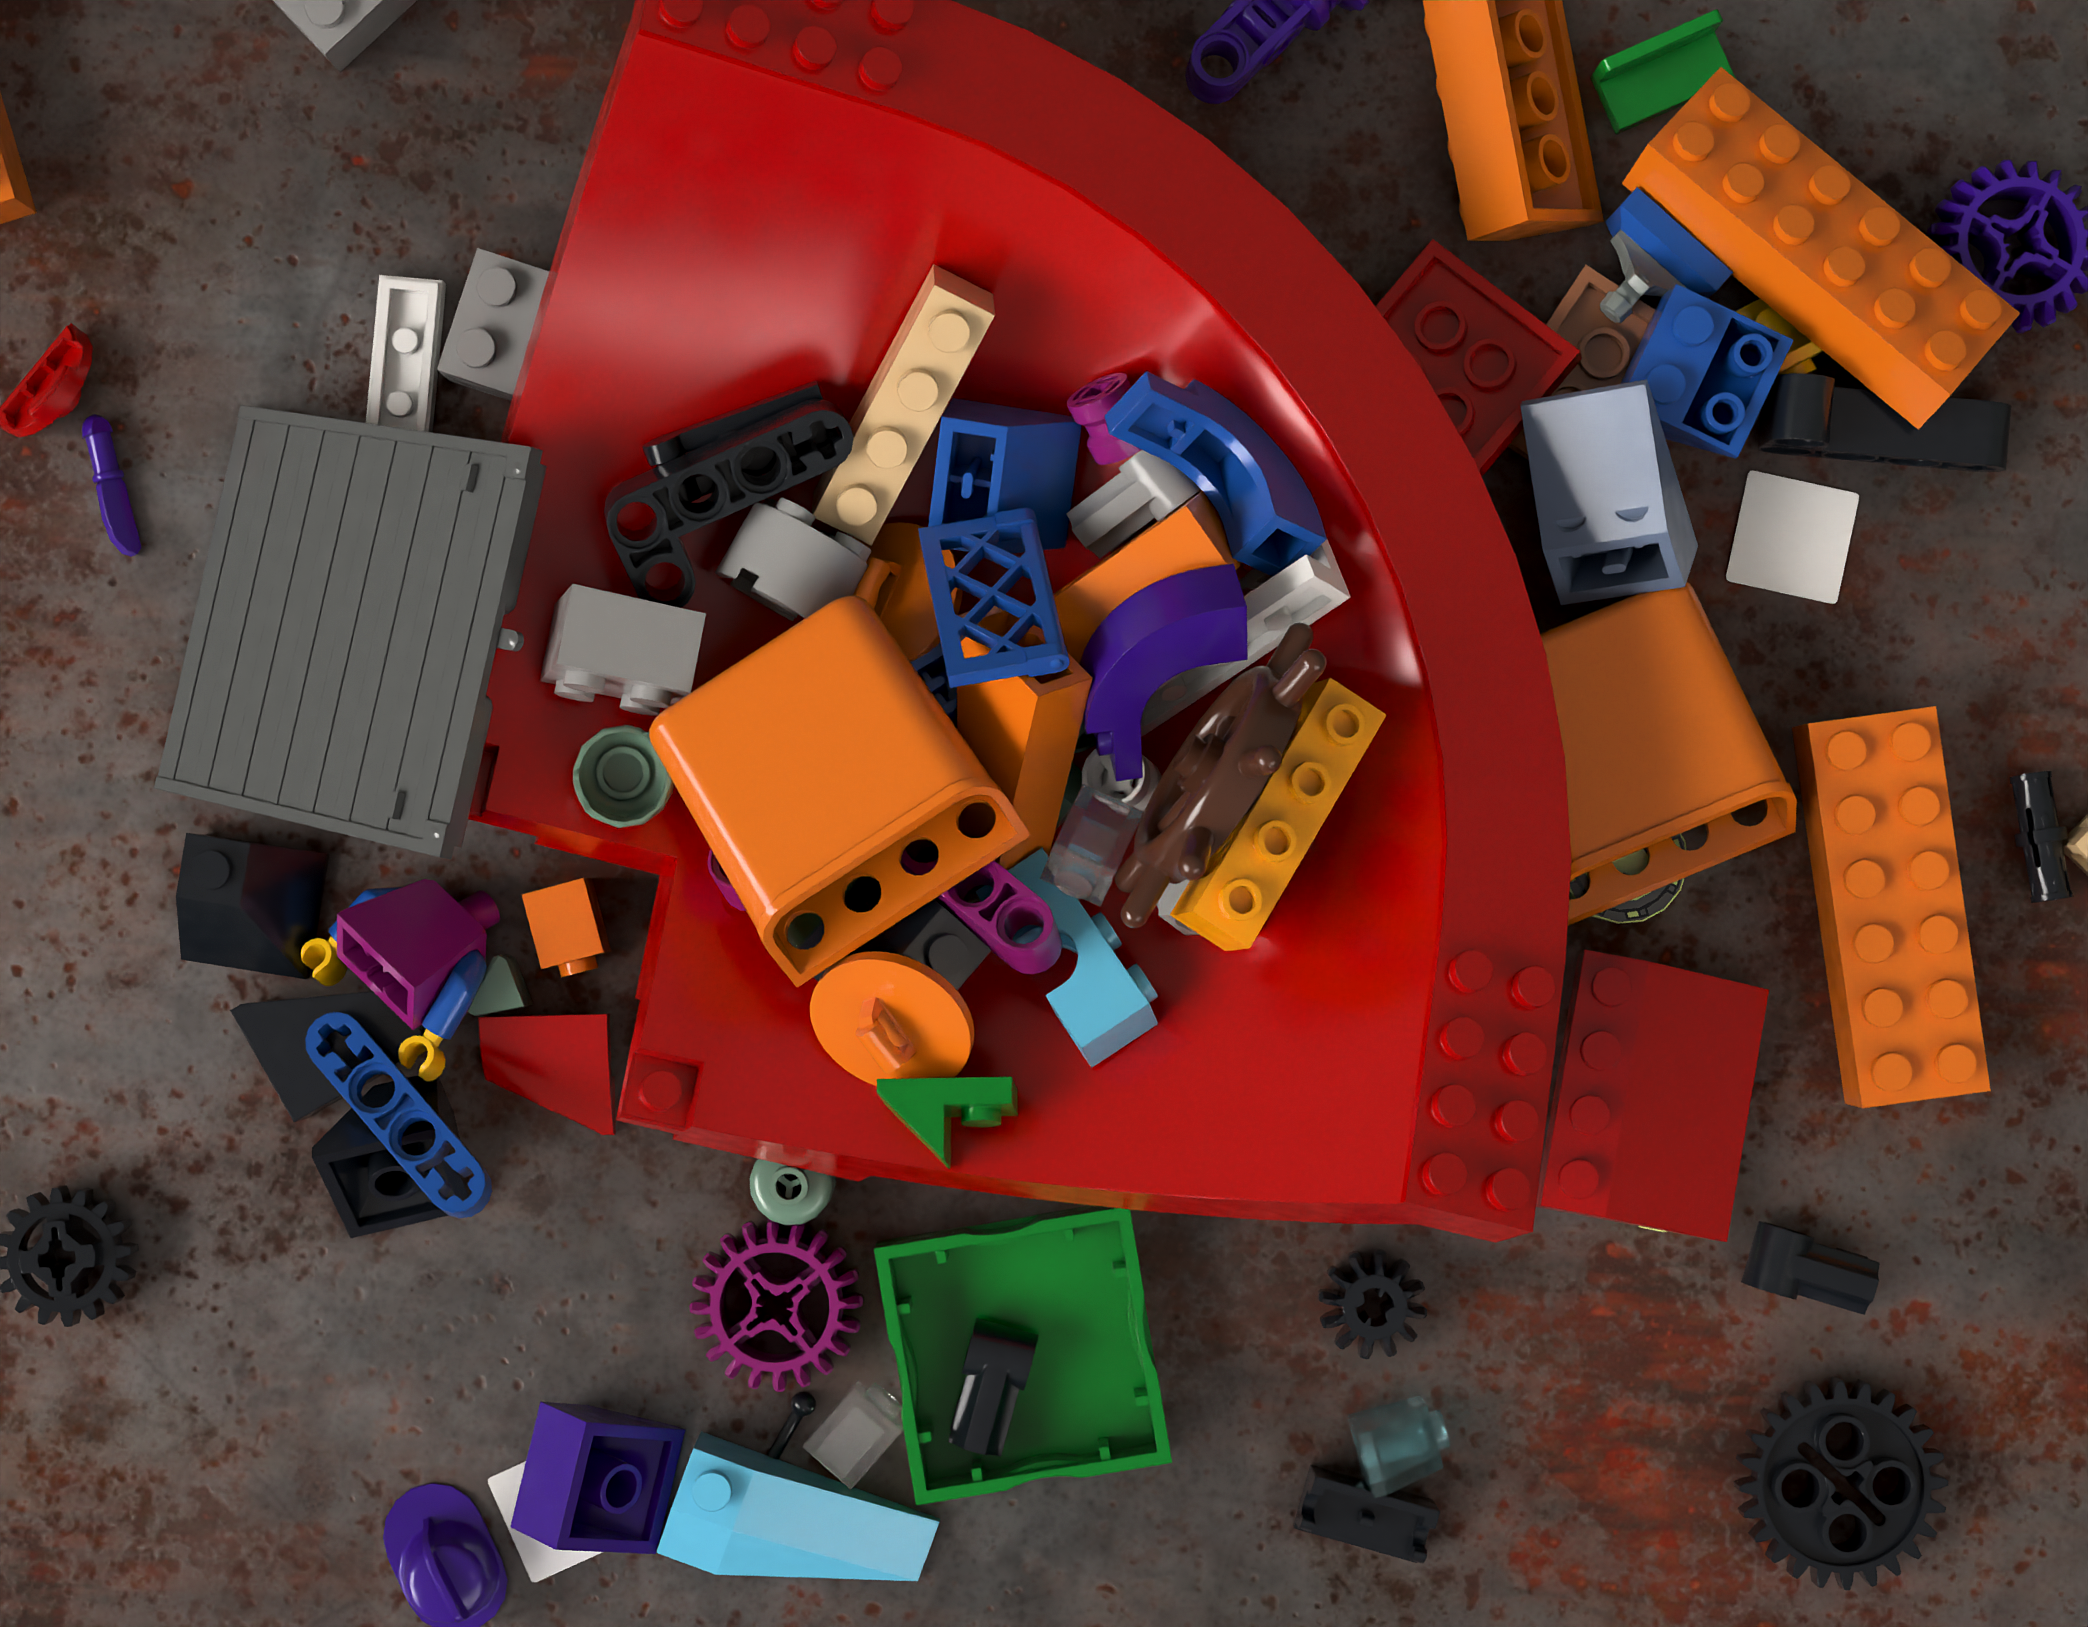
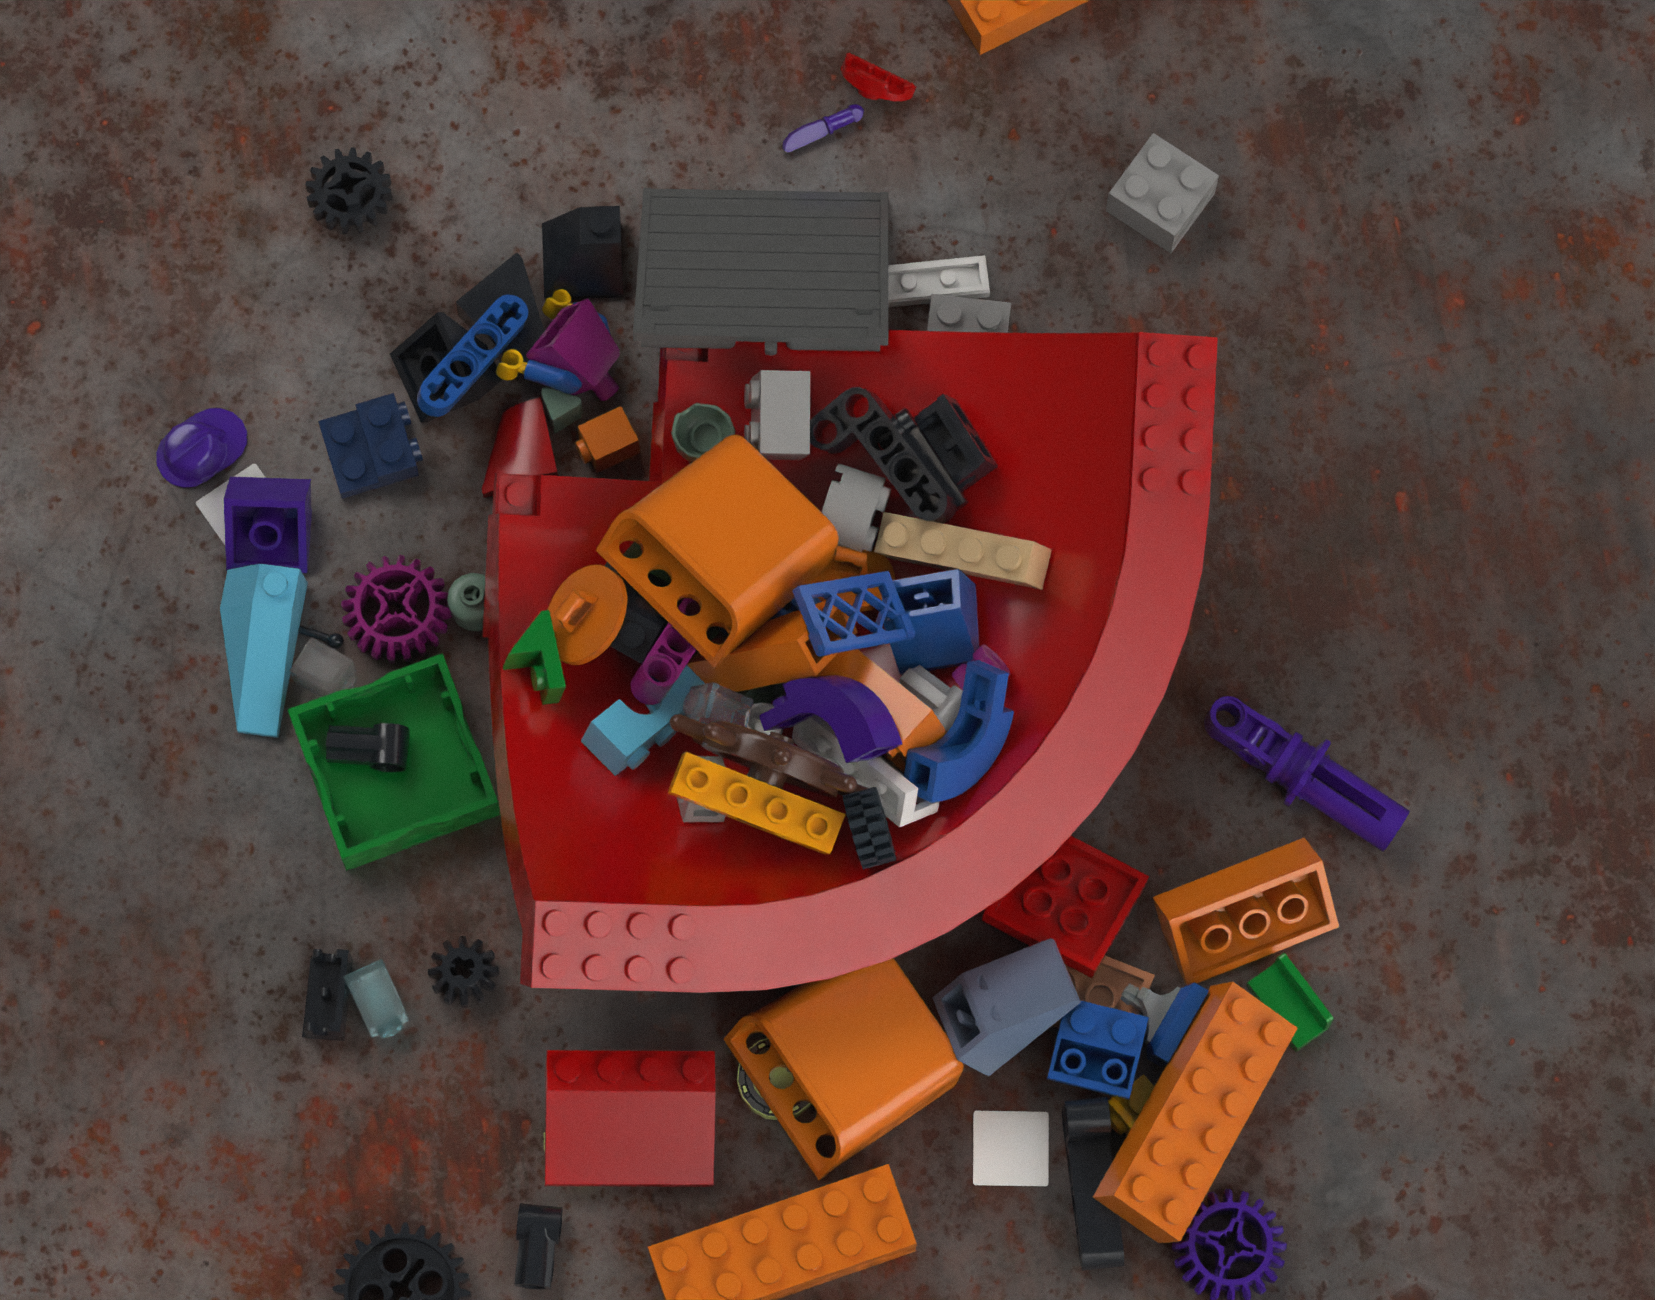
camera: 75 degrees right, 15 degrees down
(499, 1295) = (371, 446): none -> dark blue plate
(721, 376) = (955, 442): none -> black hinge
(1360, 642) = (869, 828): none -> black bush

